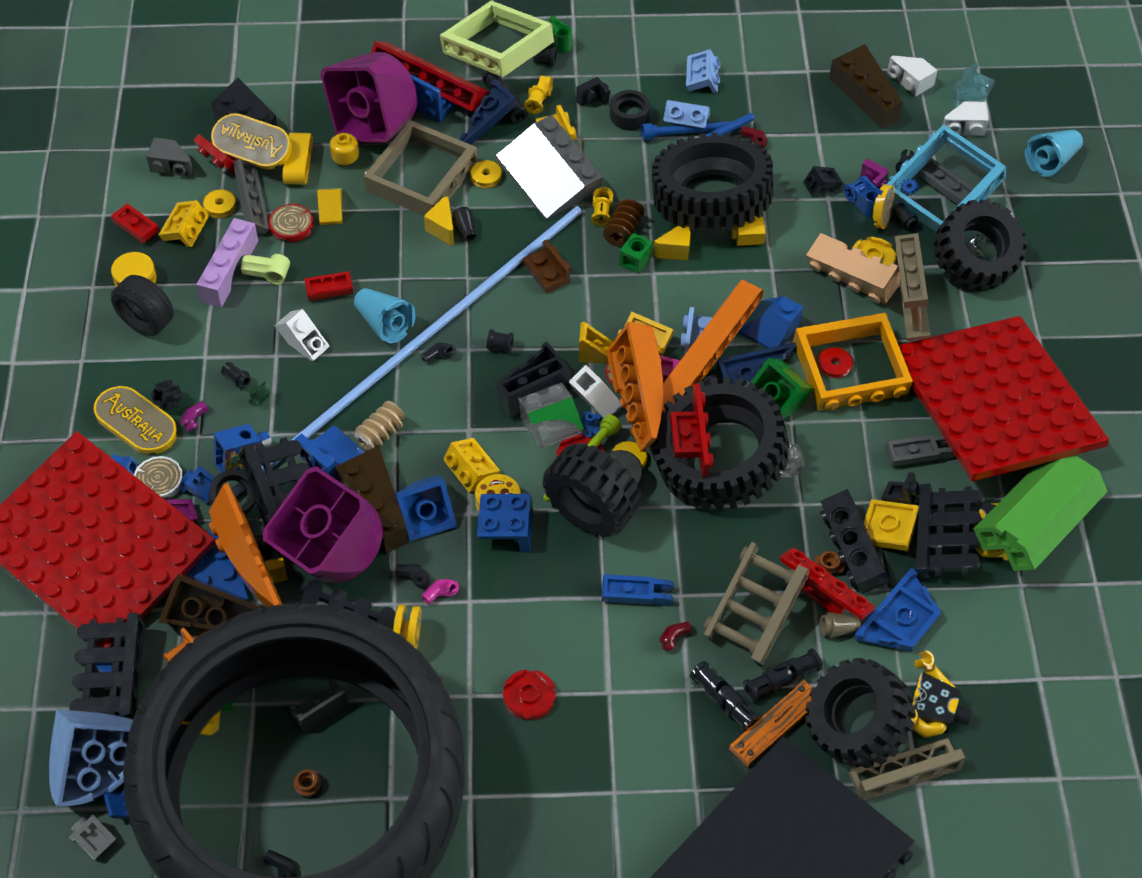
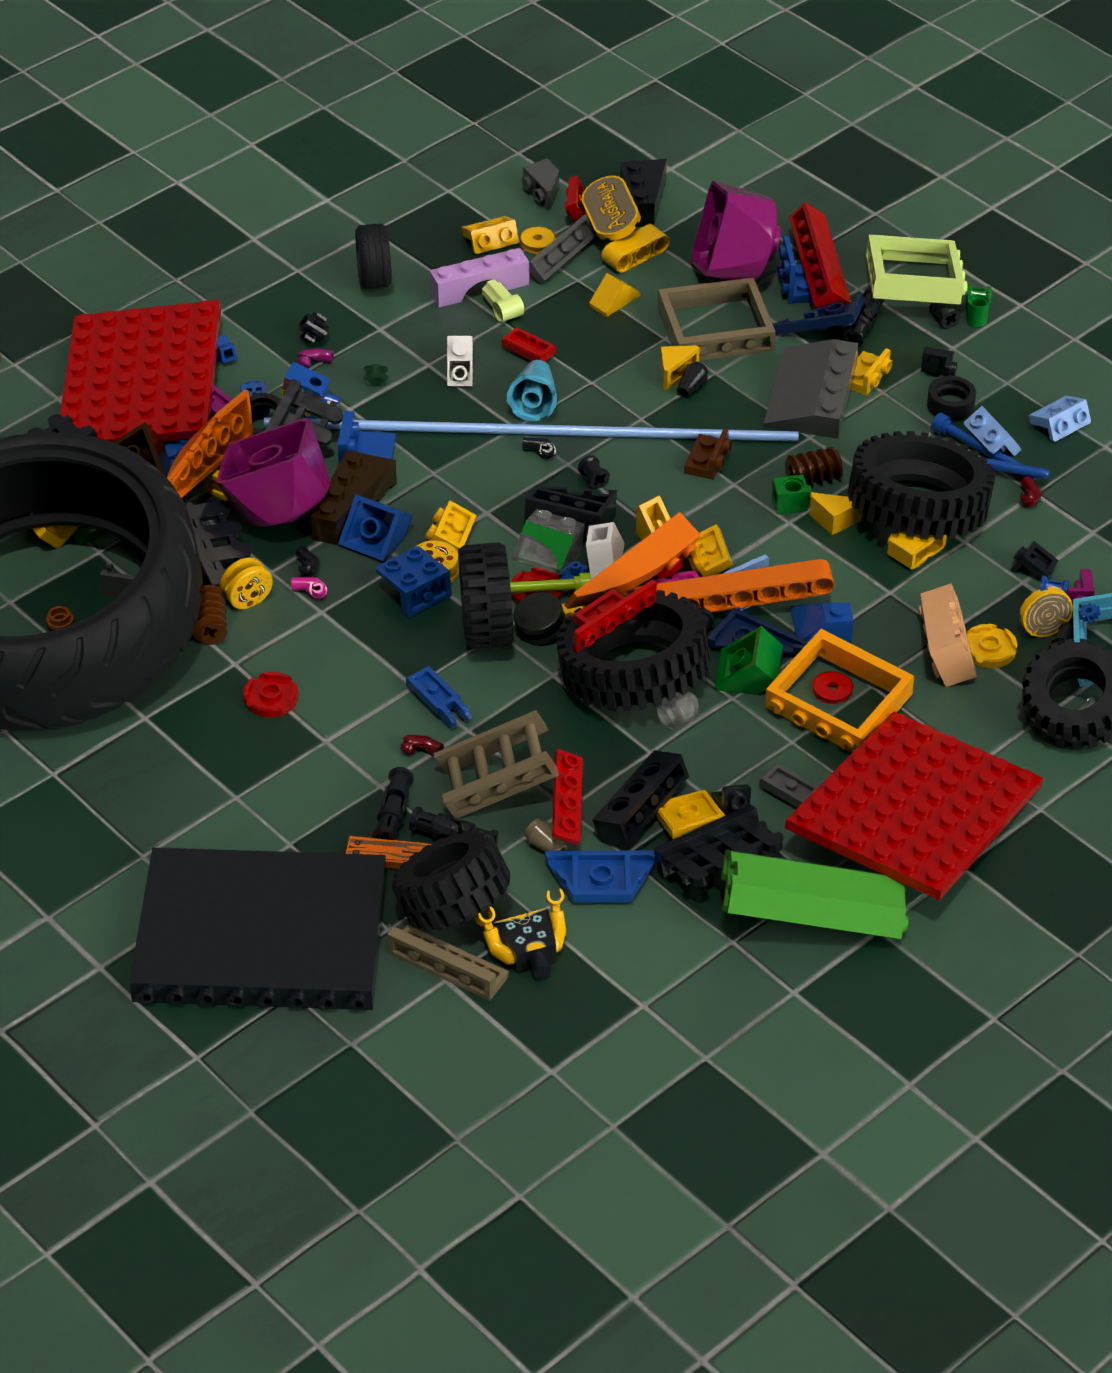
camera: 50 degrees right, 10 degrees down
(133, 264) = (408, 239): yellow head -> none
(134, 223) = (457, 208): red plate -> none
(135, 420) = (275, 330): tile -> none
(161, 475) = (234, 372): dark tan tile -> none
(239, 377) = (379, 352): black pin -> none
(291, 222) = (567, 288): tile -> none
(344, 149) = (677, 264): yellow head -> none
(379, 425) = (420, 456): tan piece -> none
(486, 181) = (758, 356): yellow piece -> none
(538, 94) = (894, 335): yellow connector -> none
(602, 206) = (817, 441): yellow connector -> none
(832, 558) = (601, 796): dark orange plate -> none
(912, 287) = (947, 659): dark tan fence -> none

